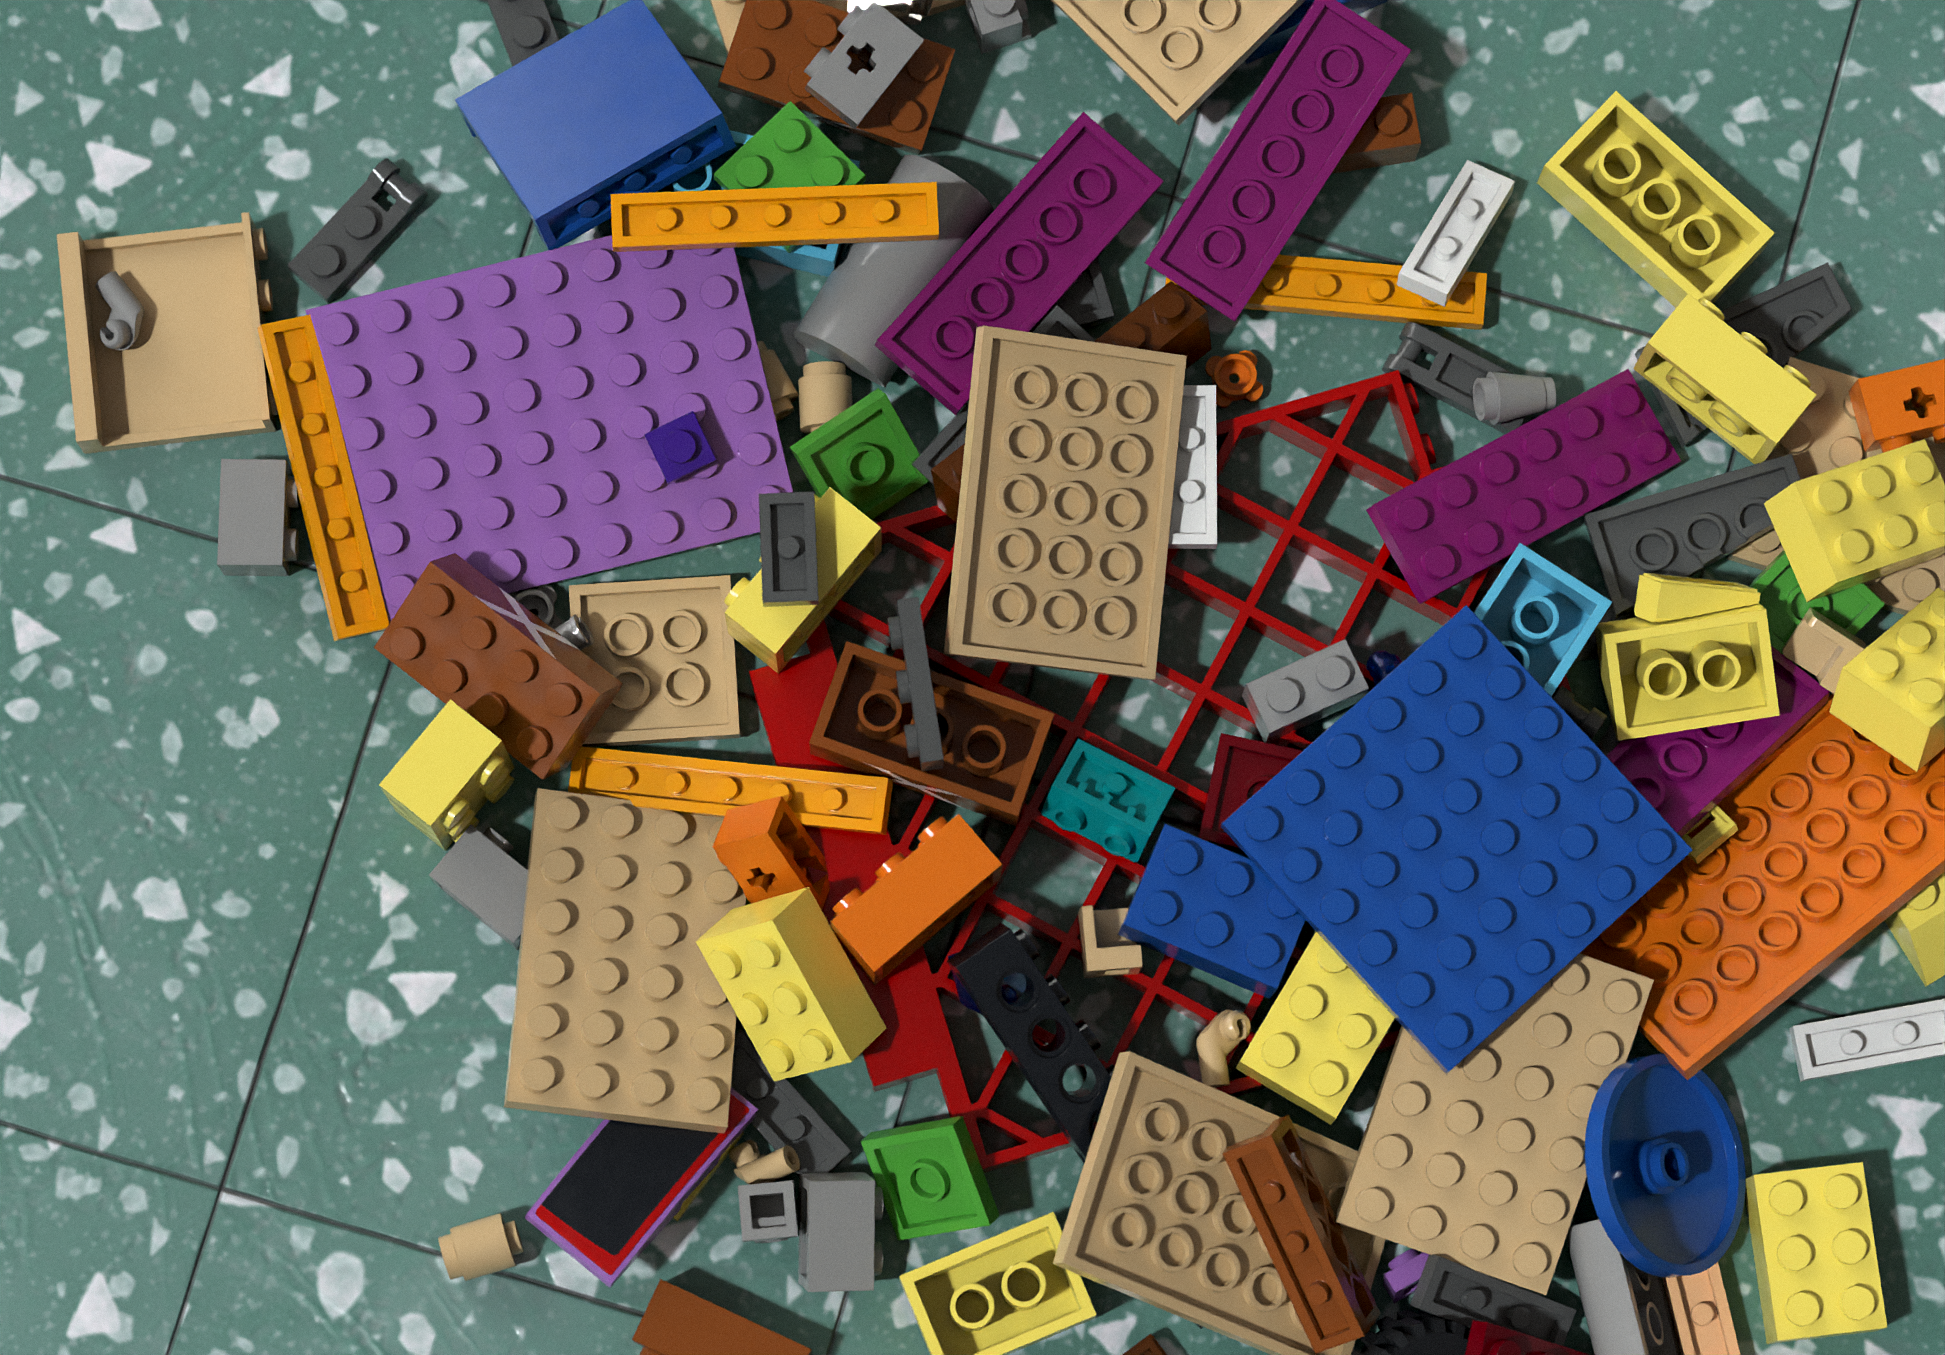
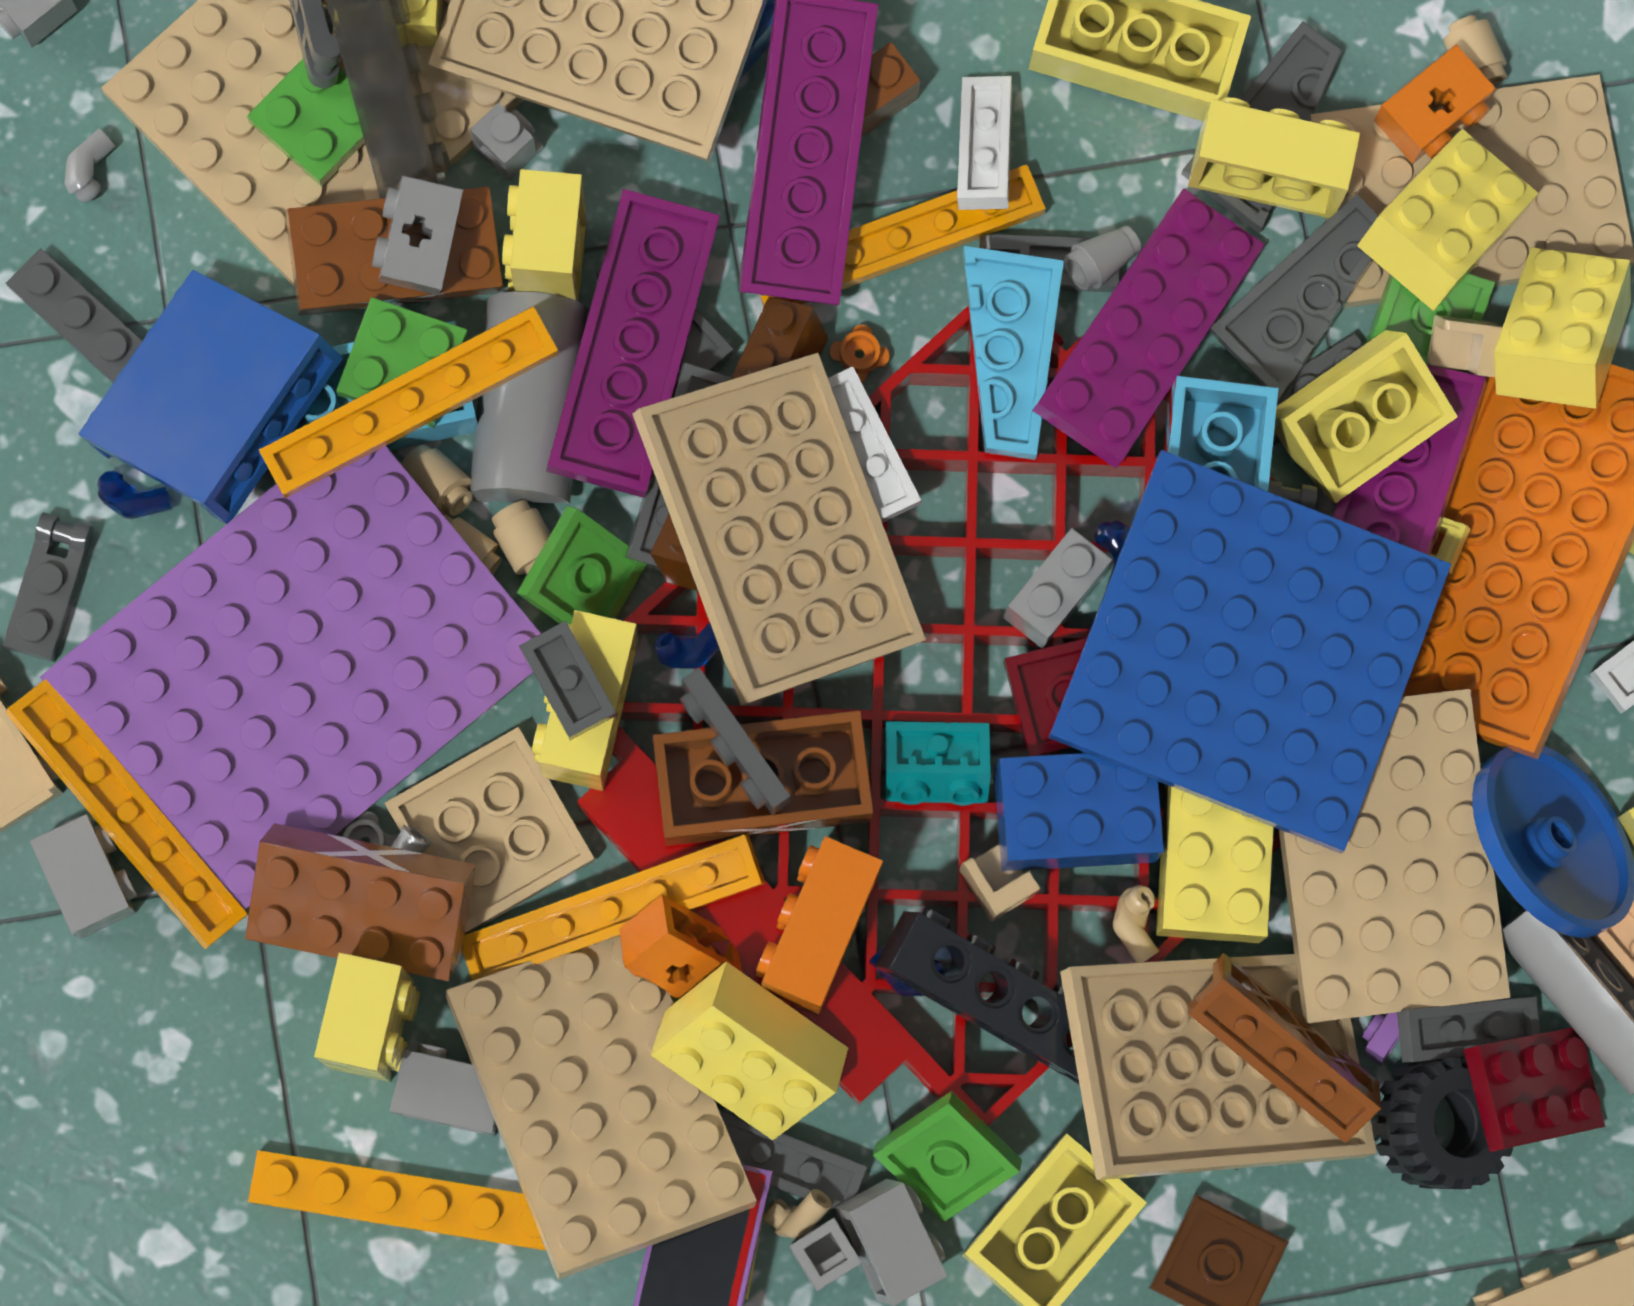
camera: 30 degrees left, 0 degrees up
(391, 960) = (393, 1199): none -> light orange plate
(472, 185) = (129, 501): none -> clear blue arm
(680, 447) = (424, 638): dark purple plate -> none
(771, 305) = (439, 479): none -> tan brick
(919, 578) = (686, 651): none -> clear blue arm
(987, 121) = (547, 233): none -> light yellow brick
(1386, 429) = (1012, 336): none -> medium azure wing
(1676, 597) = (1323, 360): light yellow slope -> none

